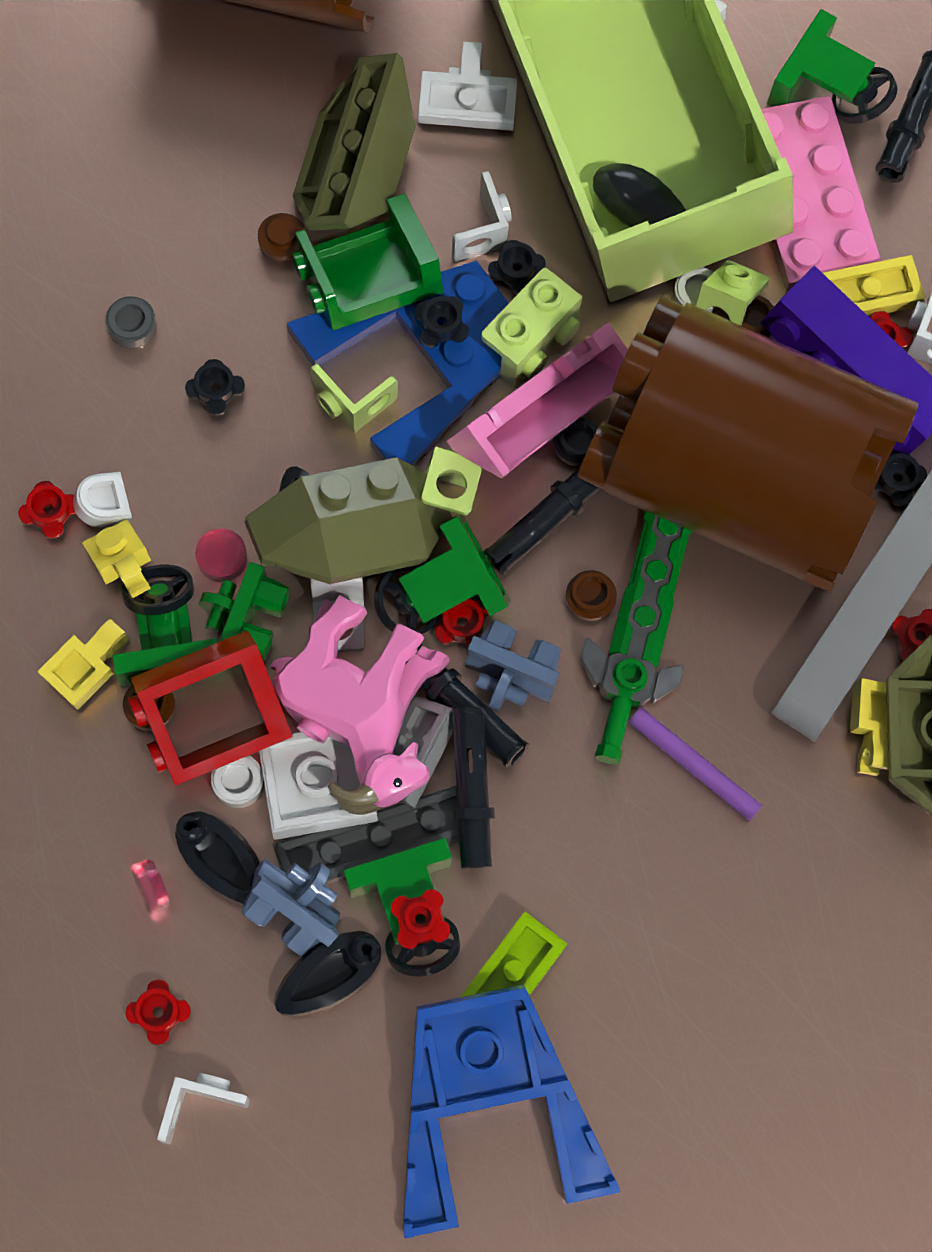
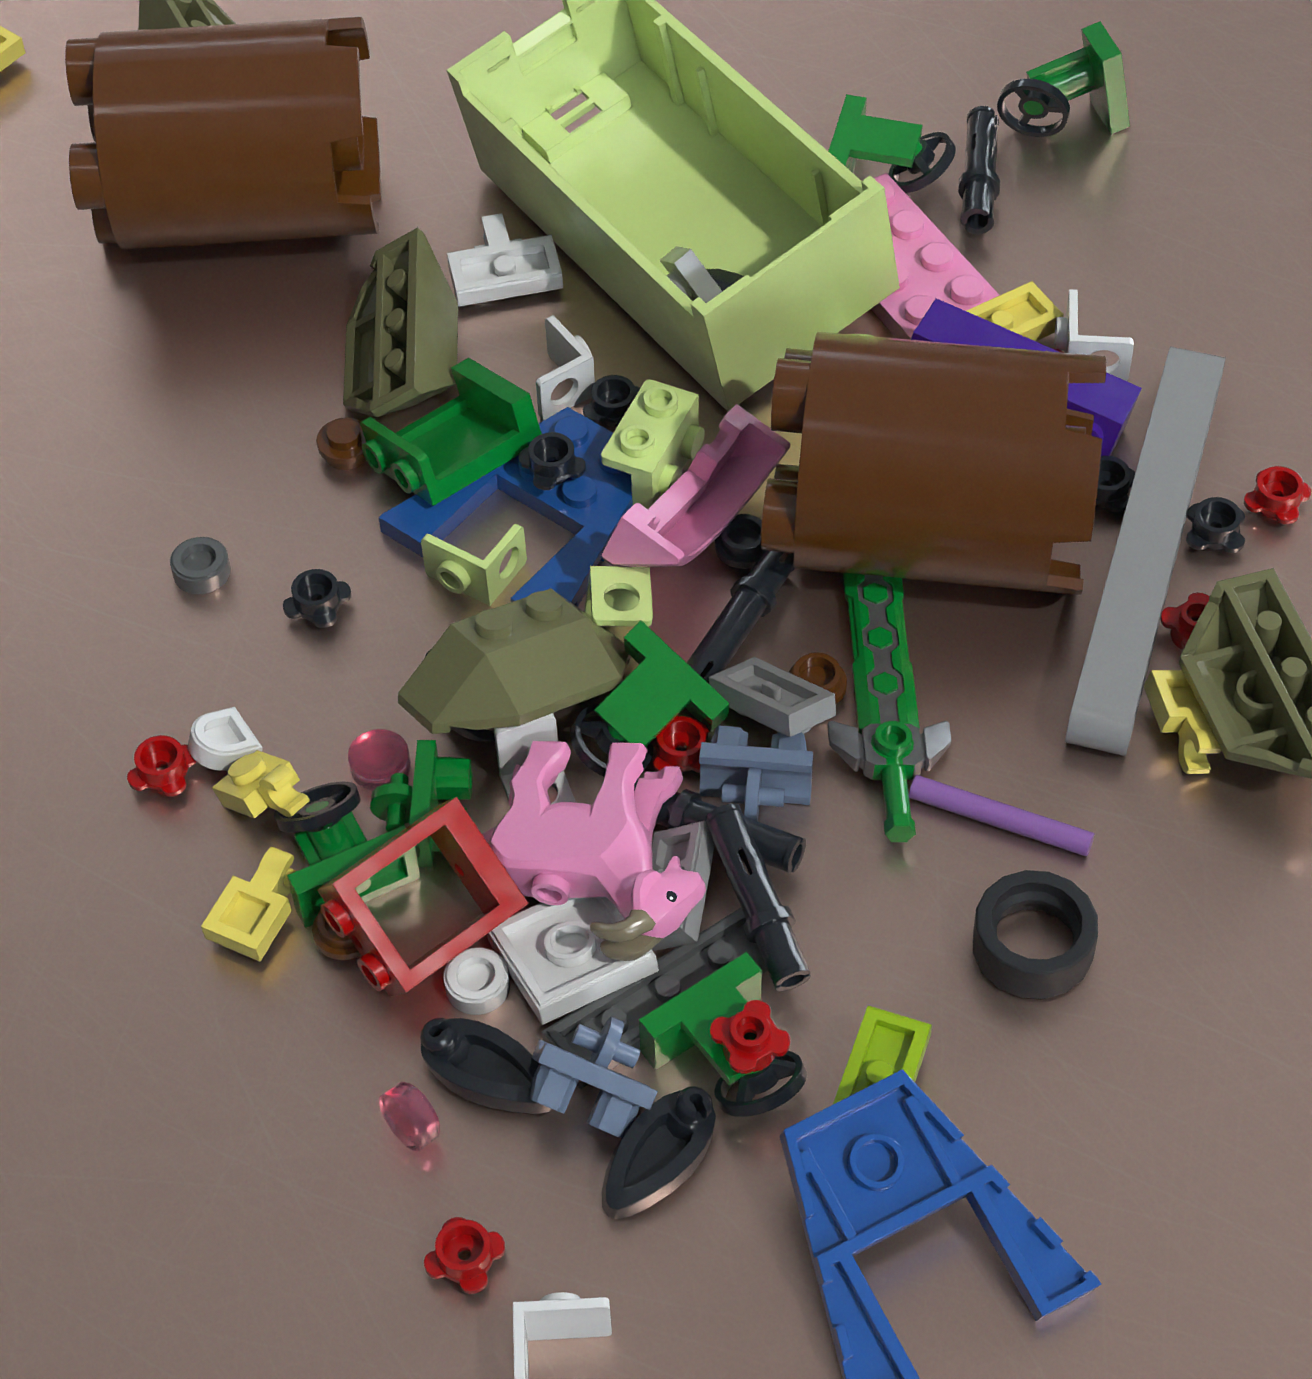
camera: 10 degrees left, 20 degrees down
(547, 604) = (774, 696): none -> light grey plate
(609, 189) = (689, 274): none -> light grey plate
(705, 852) = (1036, 892): none -> black tyre

